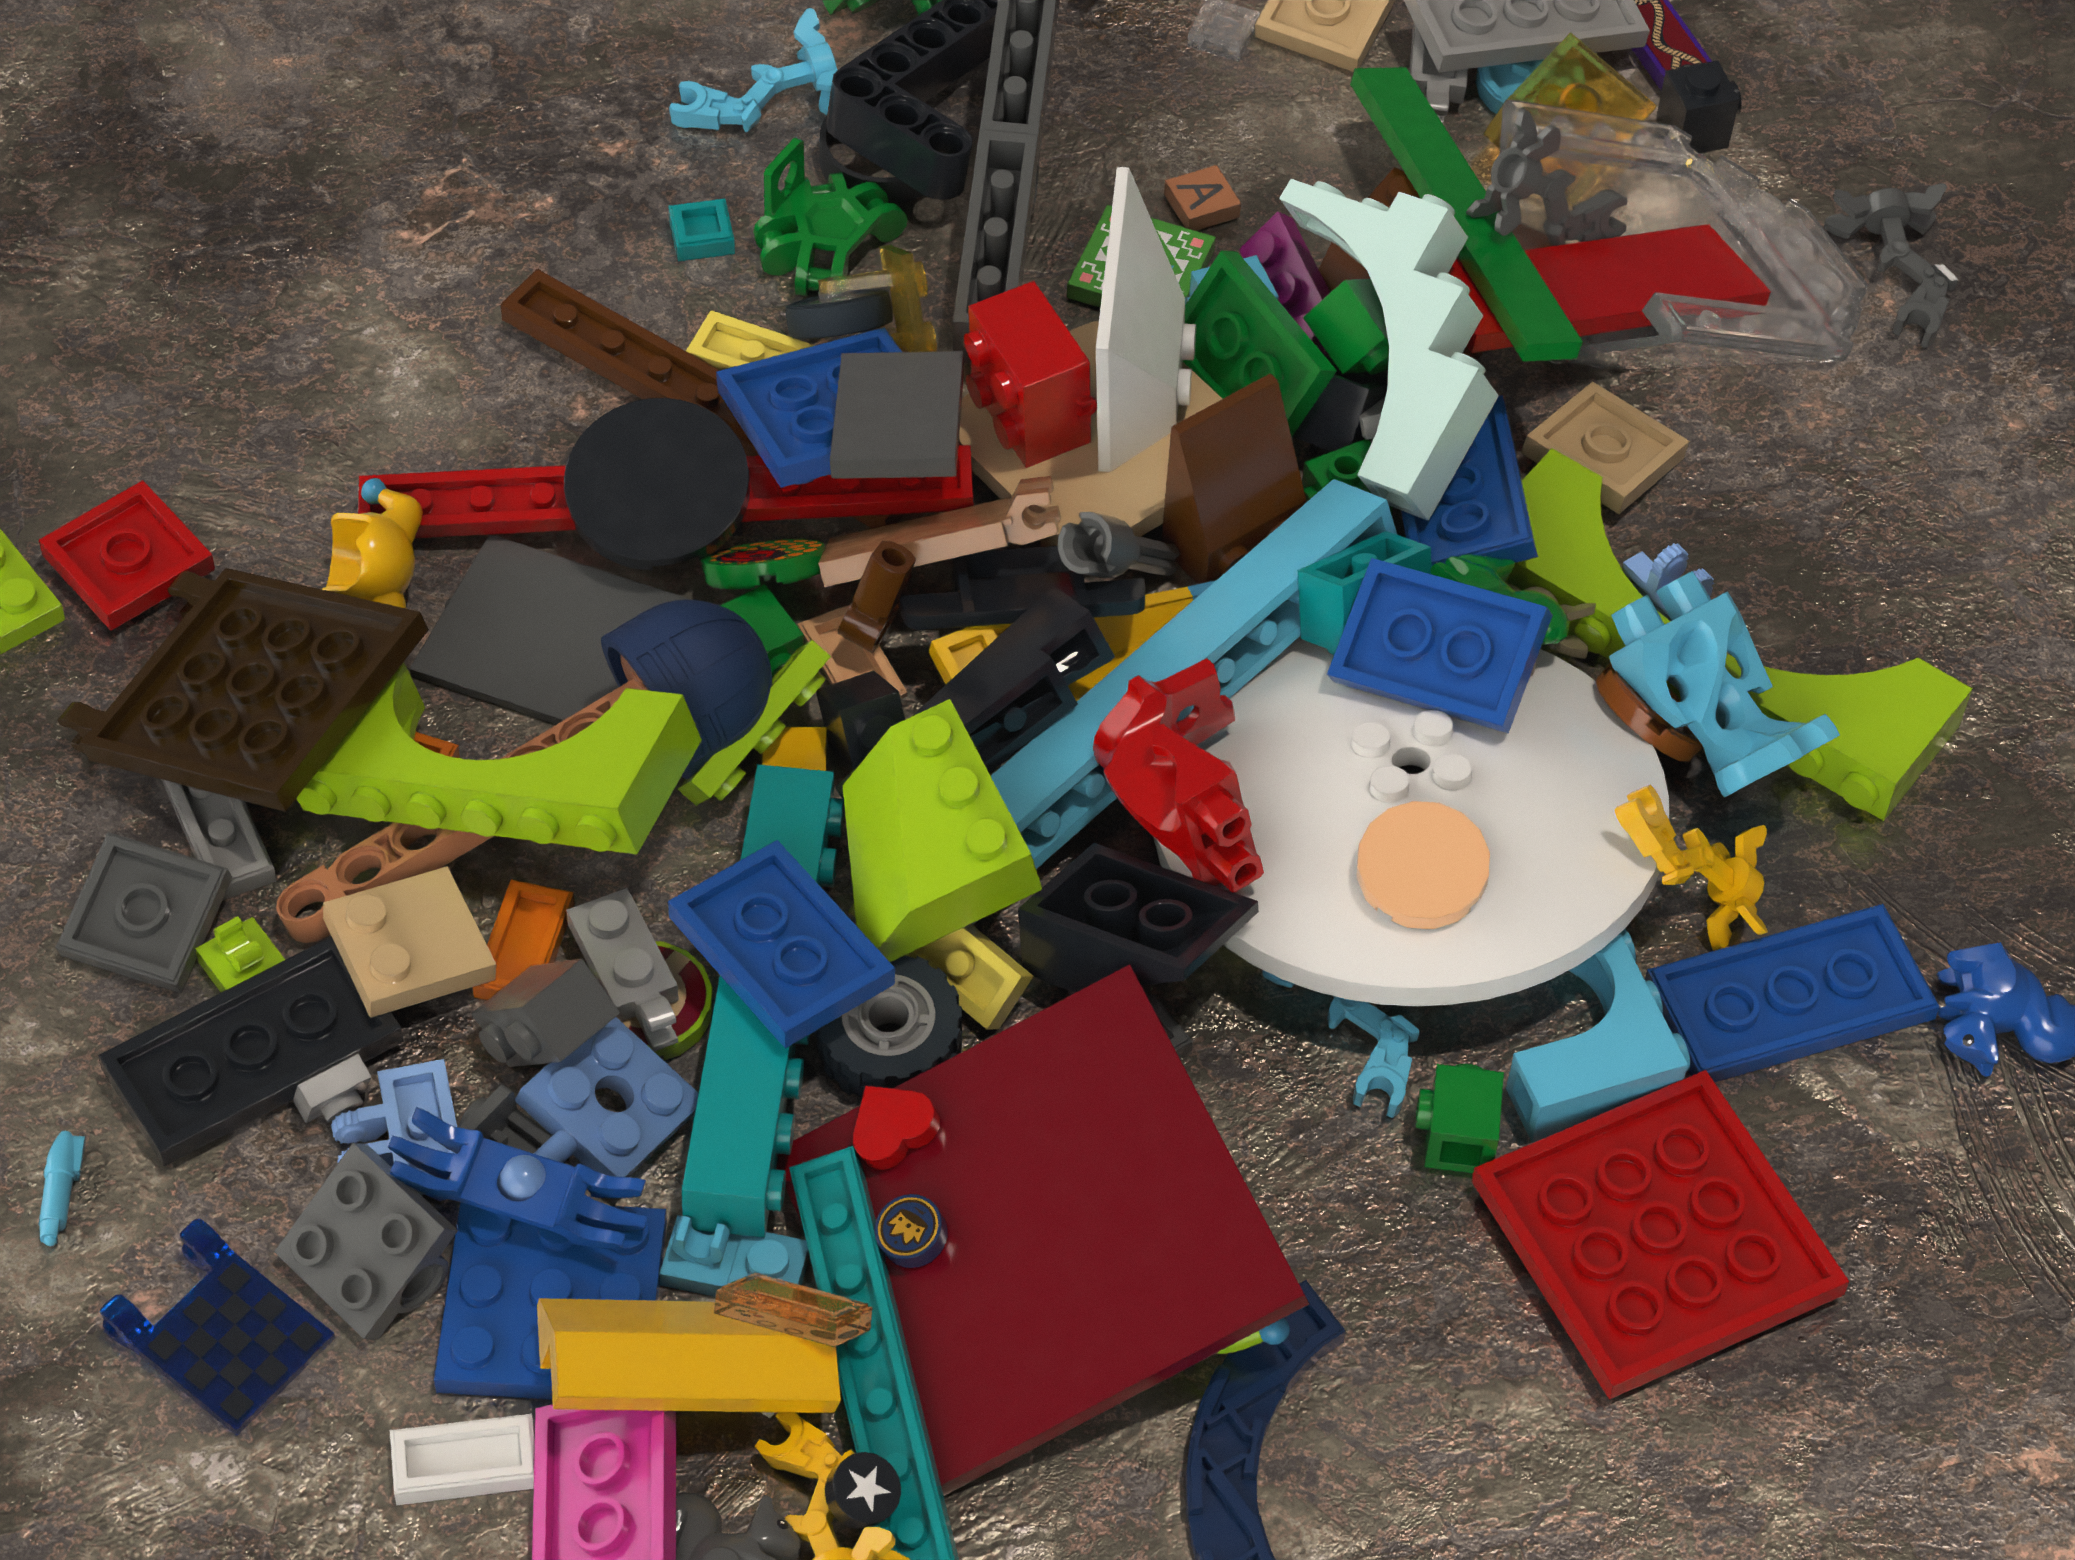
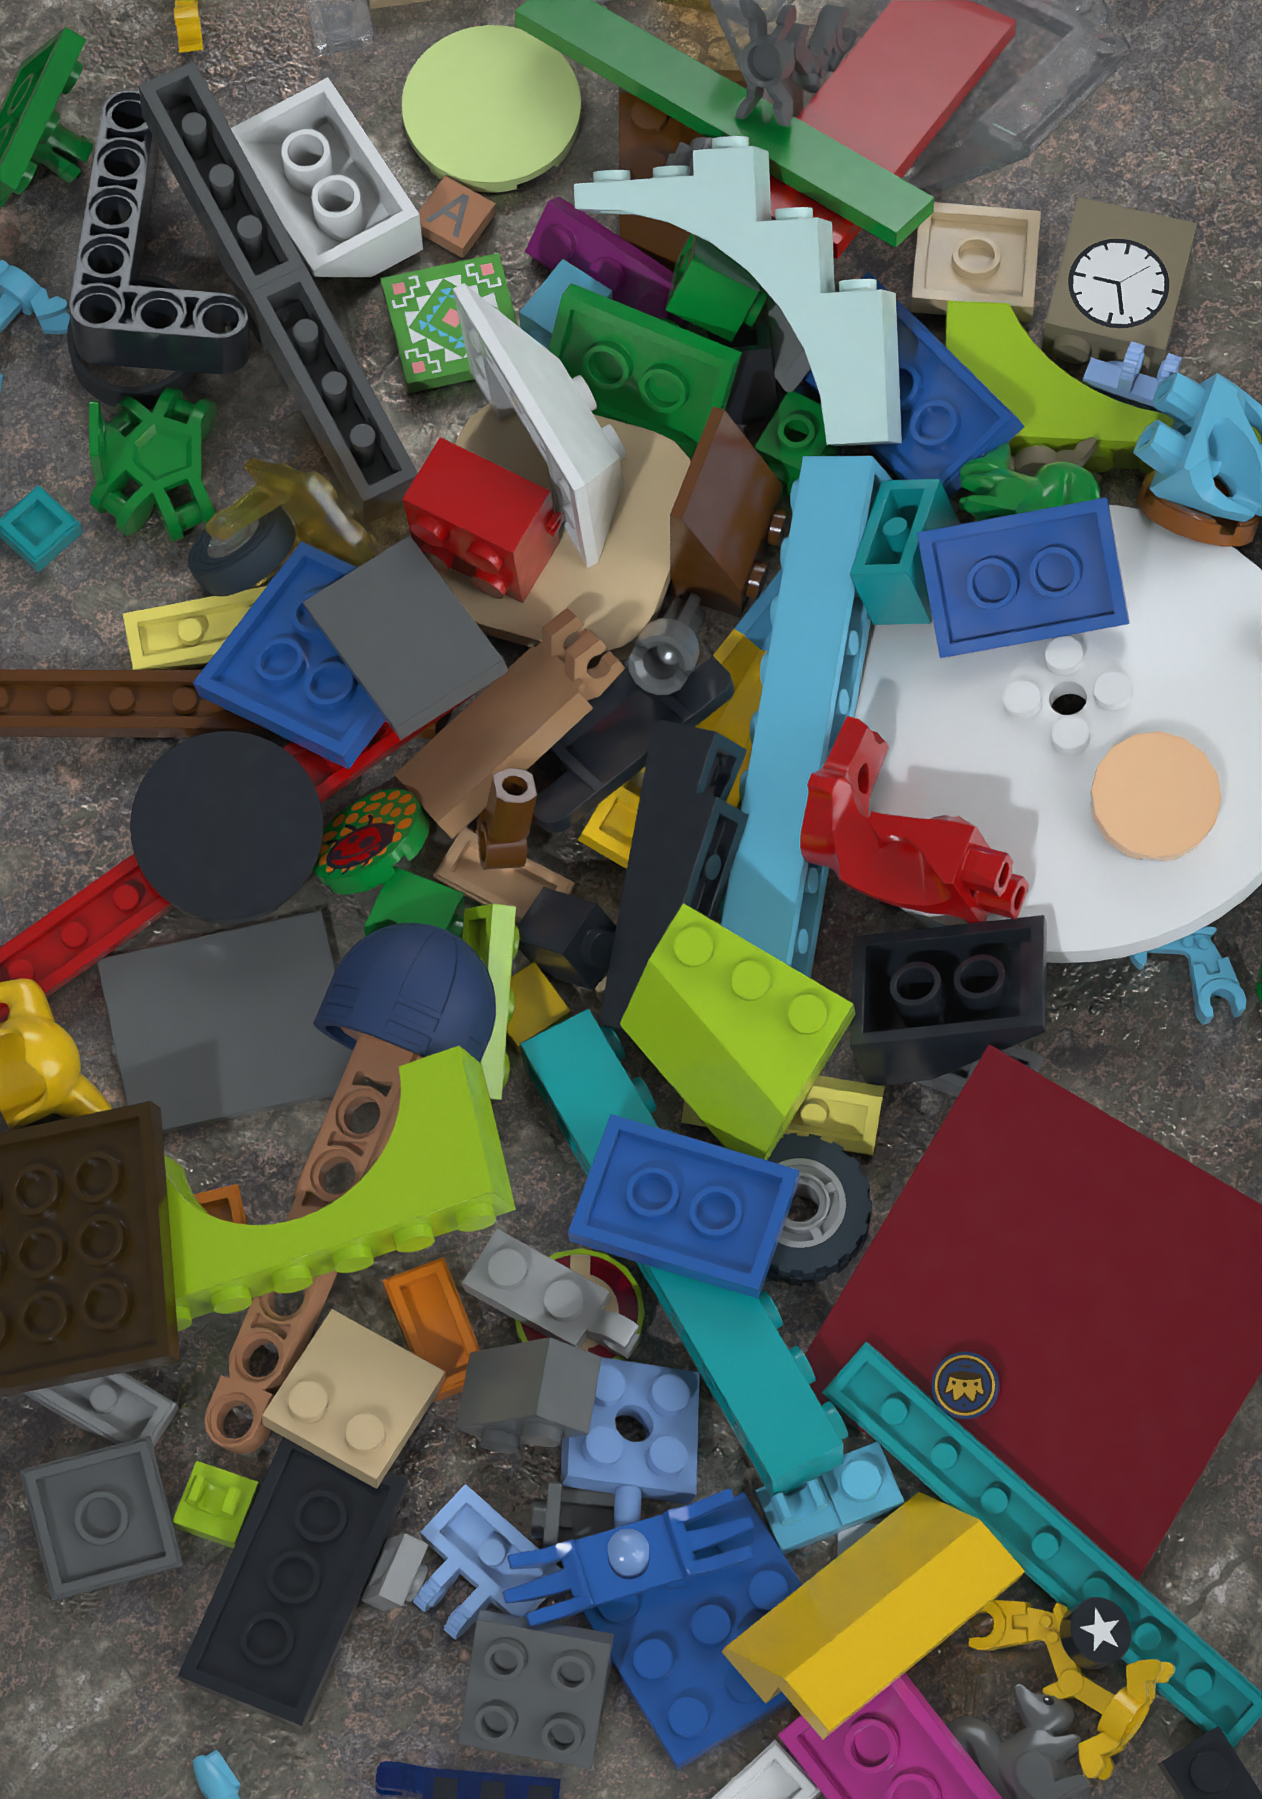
camera: 30 degrees left, 15 degrees up
(793, 1309) = (928, 1518): clear orange tile -> none
(892, 1124) = (883, 1303): red tile -> none
(1109, 110) = (330, 185): none -> white slope
(1294, 132) = (491, 107): none -> yellowish green tile
(1721, 512) = (1117, 284): none -> dark tan brick

